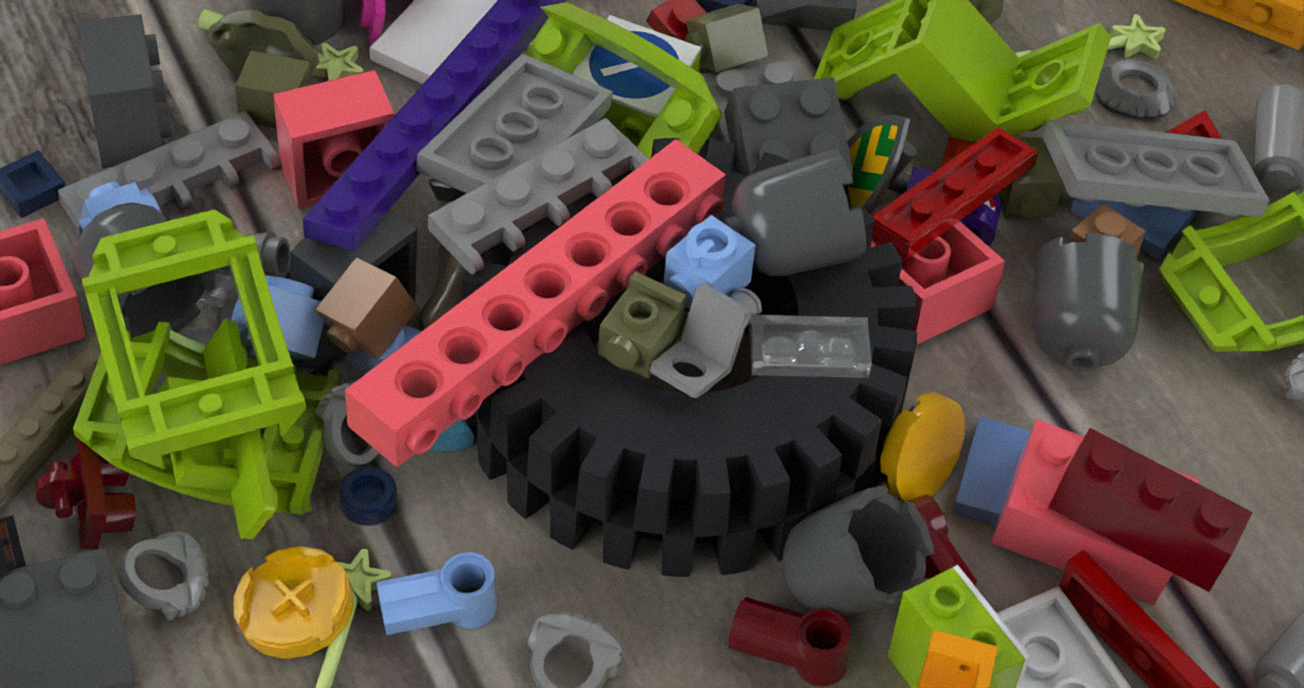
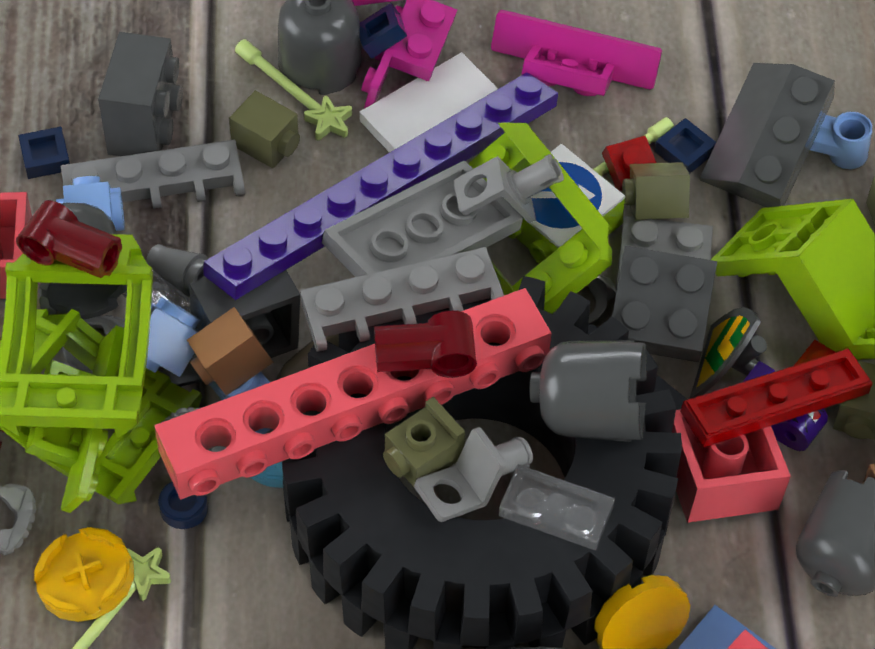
camera: 25 degrees right, 5 degrees up
(134, 228) = (59, 236): none -> dark red piece
(256, 31) = (273, 79): olive arm -> none
(326, 130) = (280, 177): coral brick -> none
(437, 596) = (189, 608): light blue piece -> none
(599, 58) = (509, 184): none -> light grey bracket
(622, 212) = (440, 345): none -> dark red piece
(711, 256) = (501, 407): light blue brick -> none

